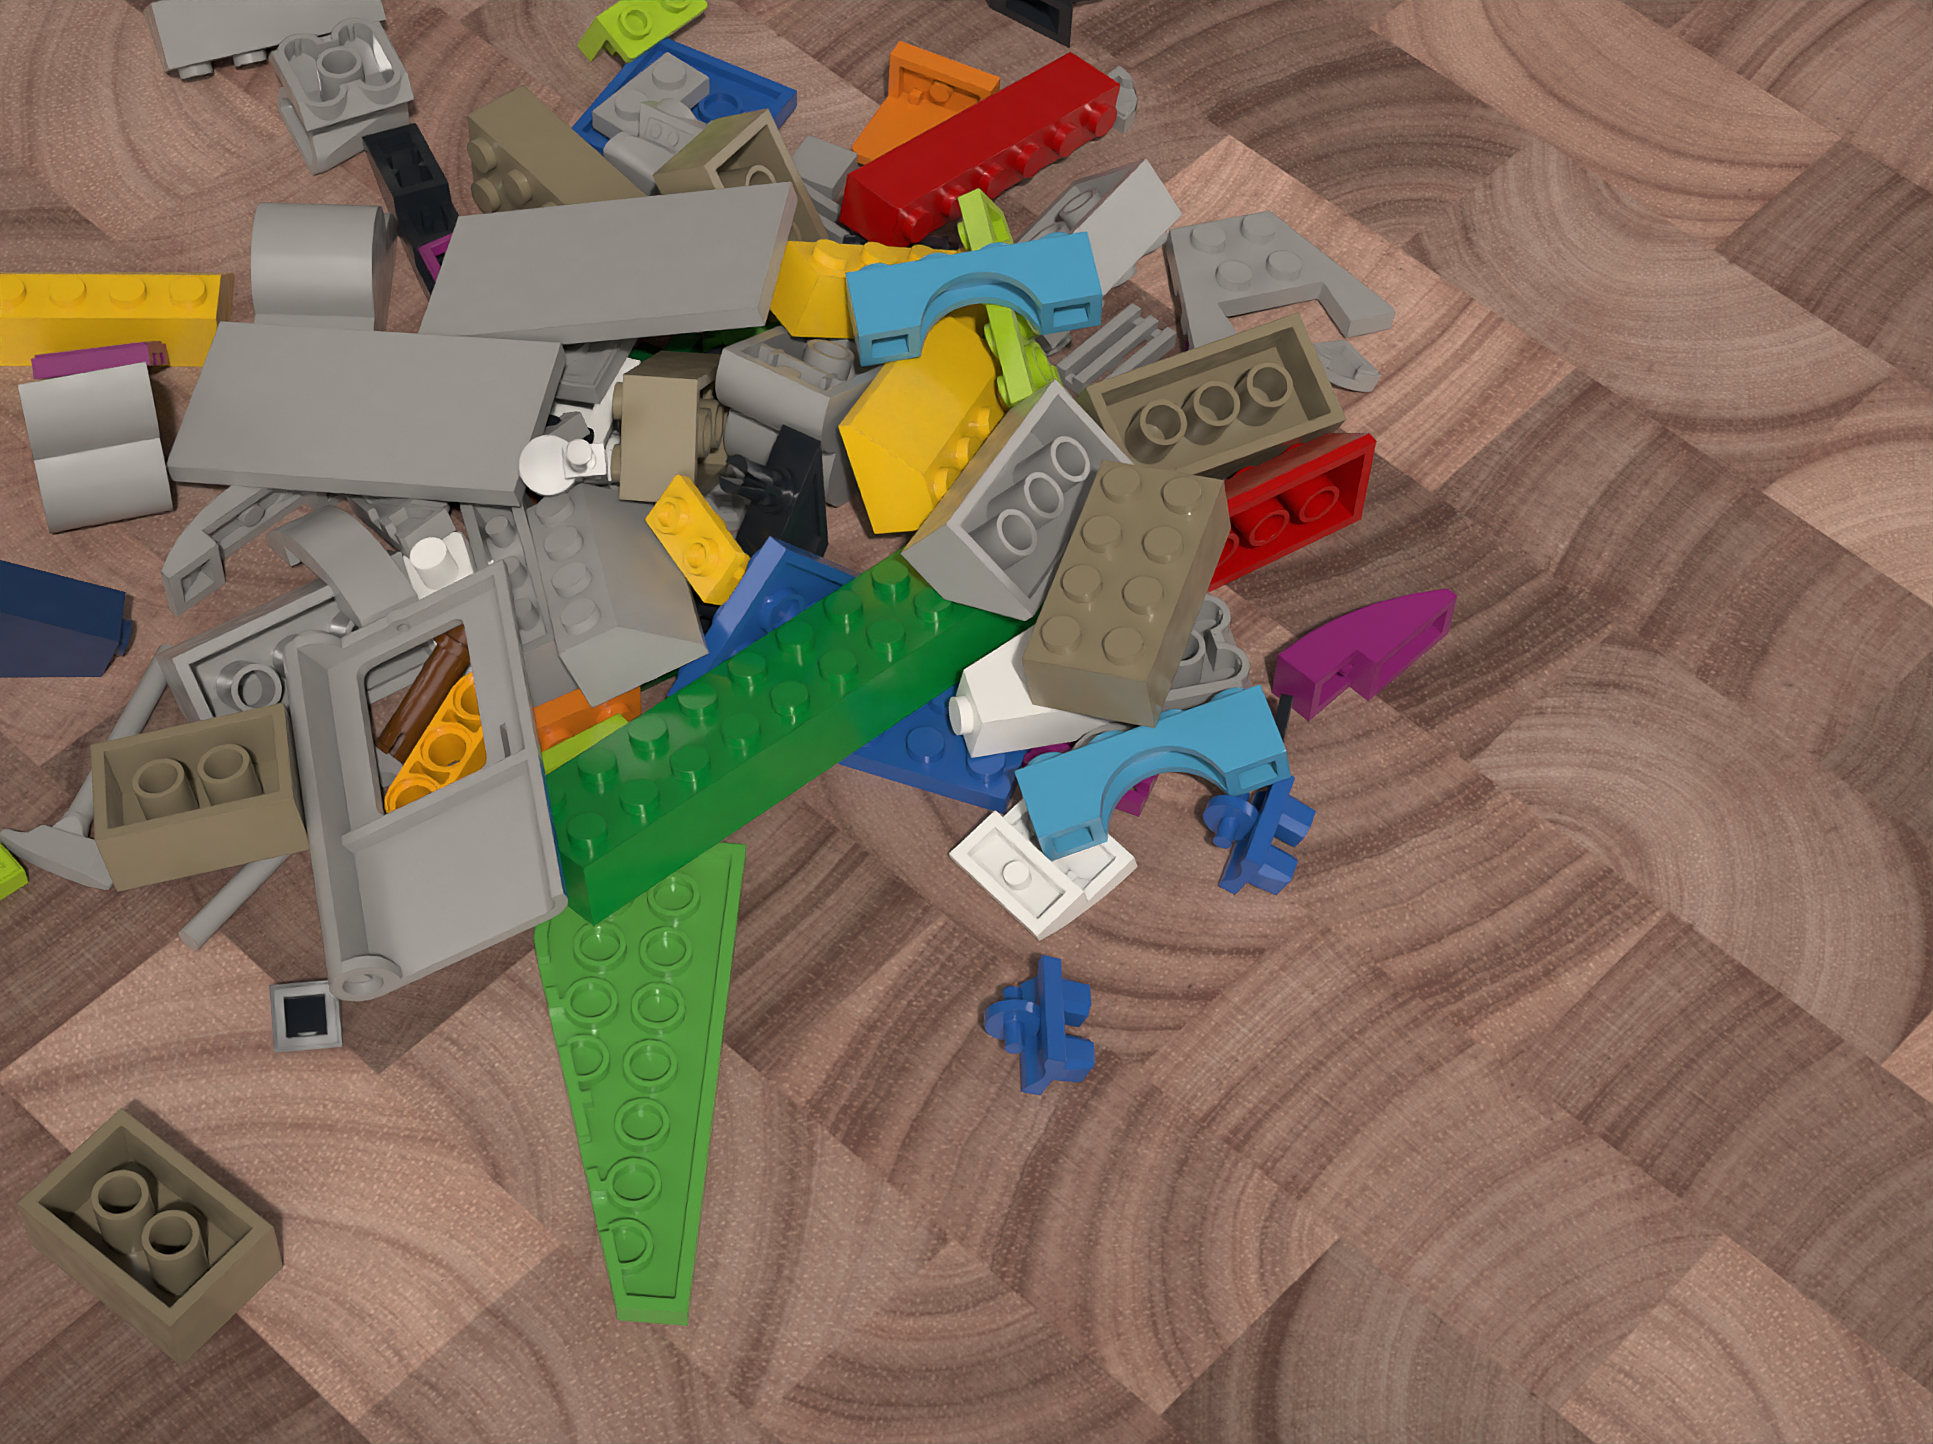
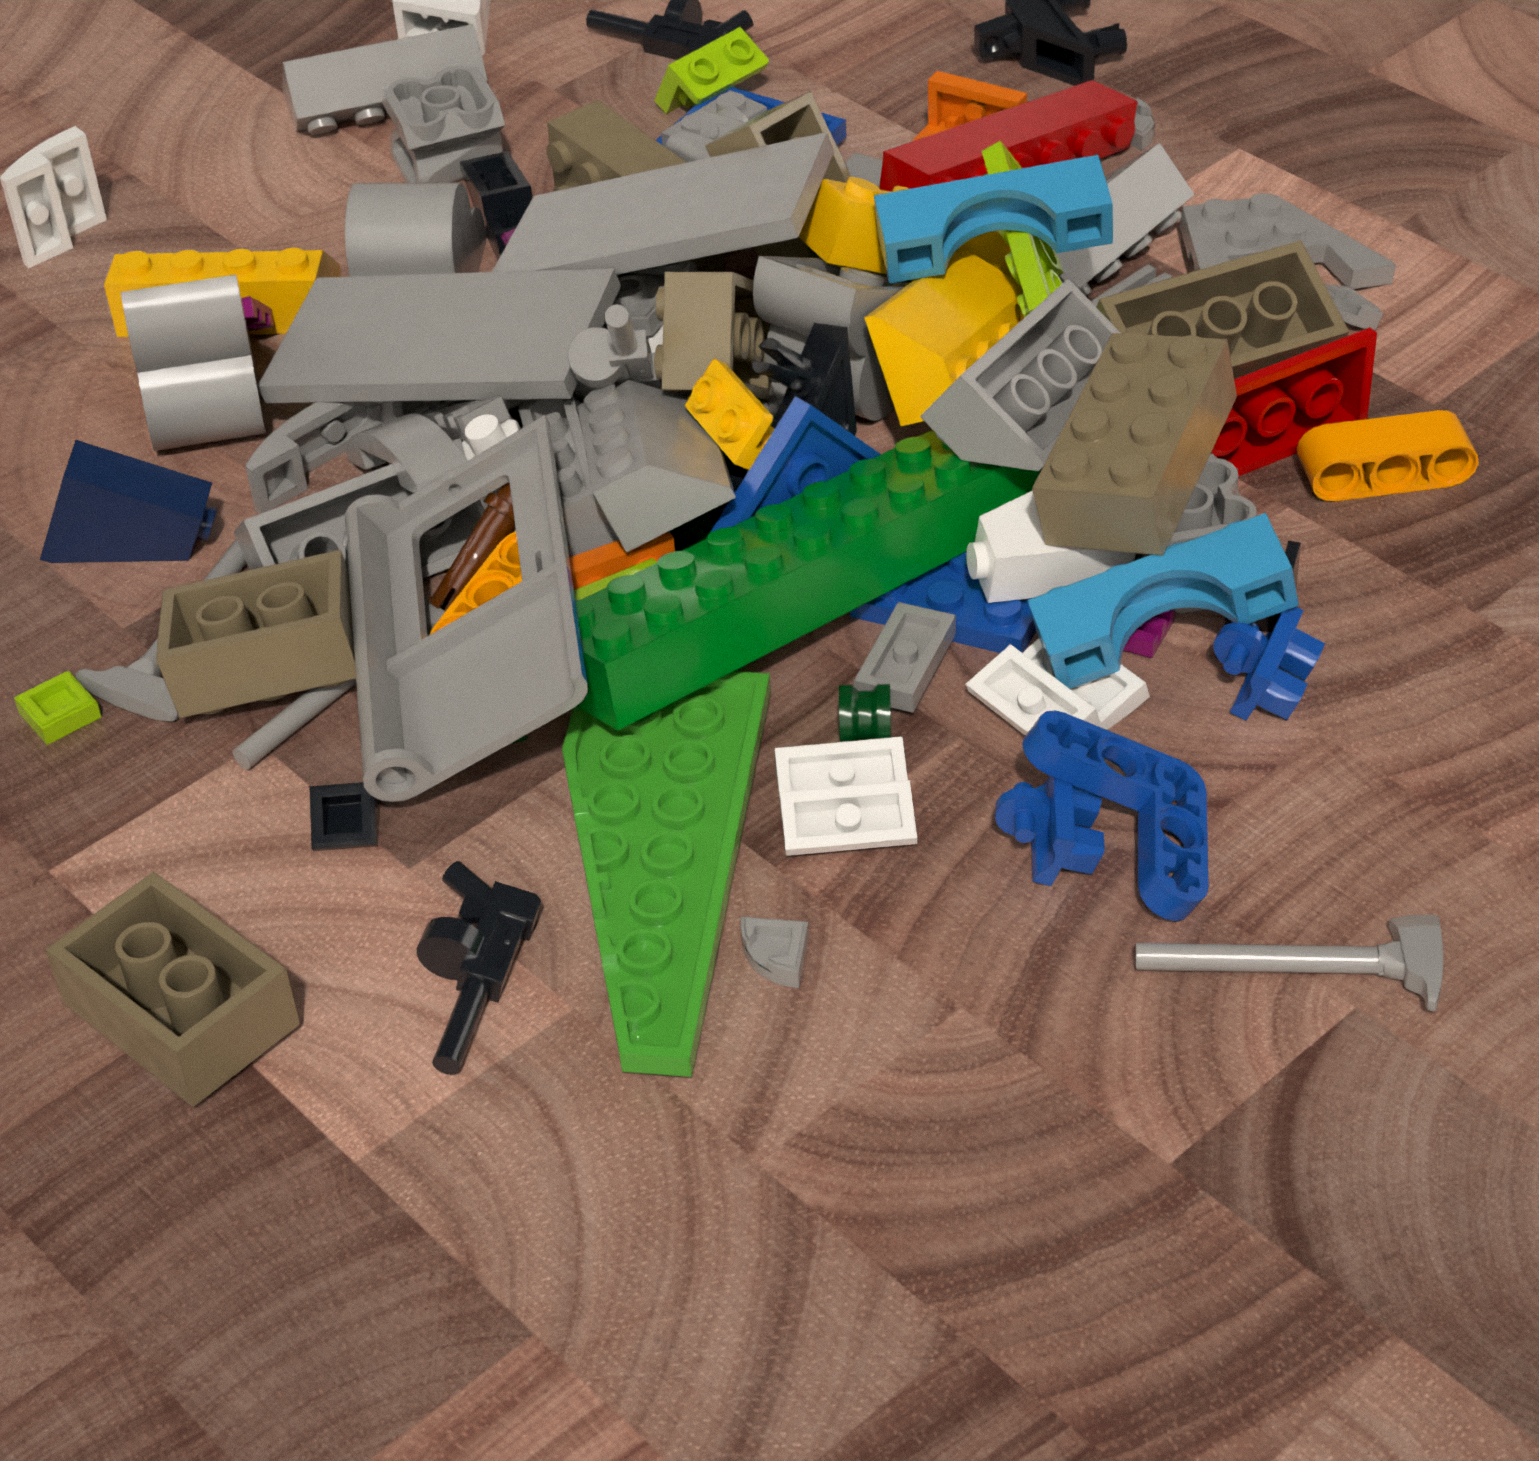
camera: 10 degrees right, 10 degrees down
(461, 1187) = (474, 955): none -> black piece
(765, 1173) = (776, 948): none -> light grey tile
(828, 992) = (845, 796): none -> white slope
(847, 896) = (864, 713): none -> dark green wheel
(885, 820) = (907, 653): none -> light grey plate
(1138, 997) = (1153, 780): none -> blue beam
(1362, 649) = (1370, 516): magenta slope -> none
(1379, 564) = (1387, 455): none -> light orange beam
(1395, 1185) = (1411, 957): none -> light grey piece

